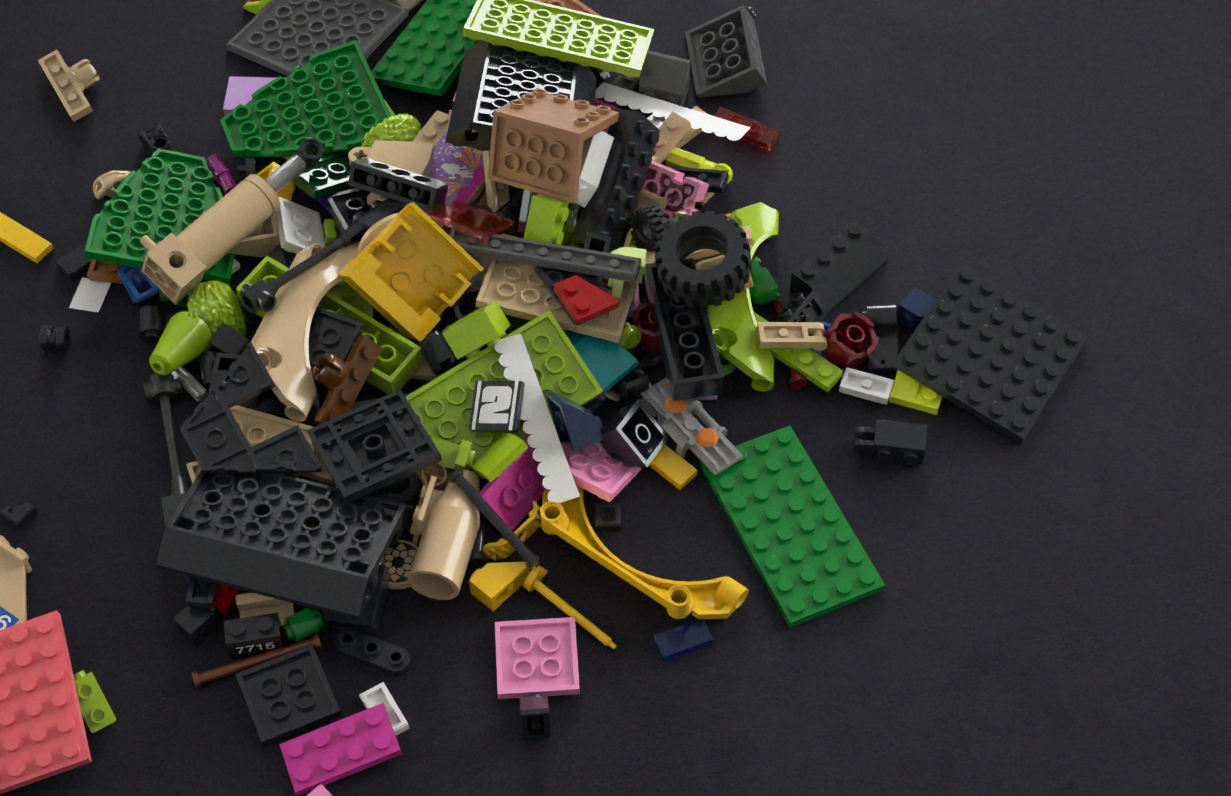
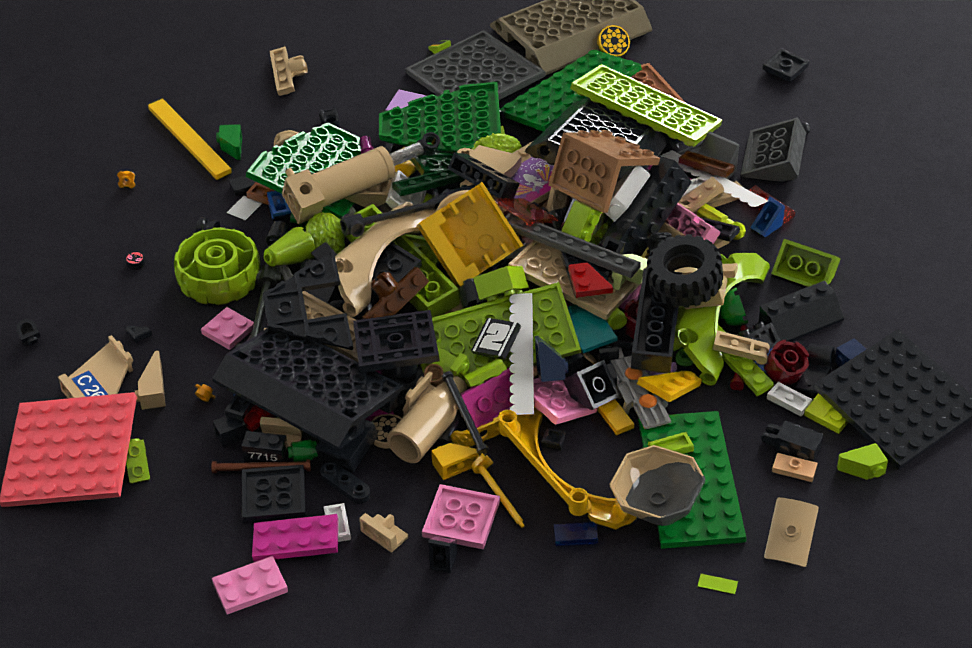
camera: 20 degrees right, 10 degrees down
(35, 202) = (230, 140): none -> green slope
(67, 585) = (150, 385): none -> tan slope
(90, 391) = (217, 266): none -> lime wheel
(136, 475) = (228, 328): none -> bright pink plate
(142, 577) = (204, 392): none -> light orange plate
(321, 207) = (425, 182): none -> dark green tile
(447, 706) = (383, 531): none -> tan panel
(656, 94) = (706, 164): none -> reddish brown plate
(723, 410) = (670, 385): none -> yellow wing
(754, 147) = (769, 218): none -> blue slope
(755, 490) = (678, 443): none -> lime tile
(769, 553) = (657, 484): none -> dark grey rock
(819, 201) = (804, 264): none -> lime slope
(872, 655) = (717, 583): none -> lime sticker
(904, 475) = (794, 467): none -> light nougat plate
(936, 564) = (791, 531): none -> tan shield
(983, 447) = (863, 462): none -> lime slope

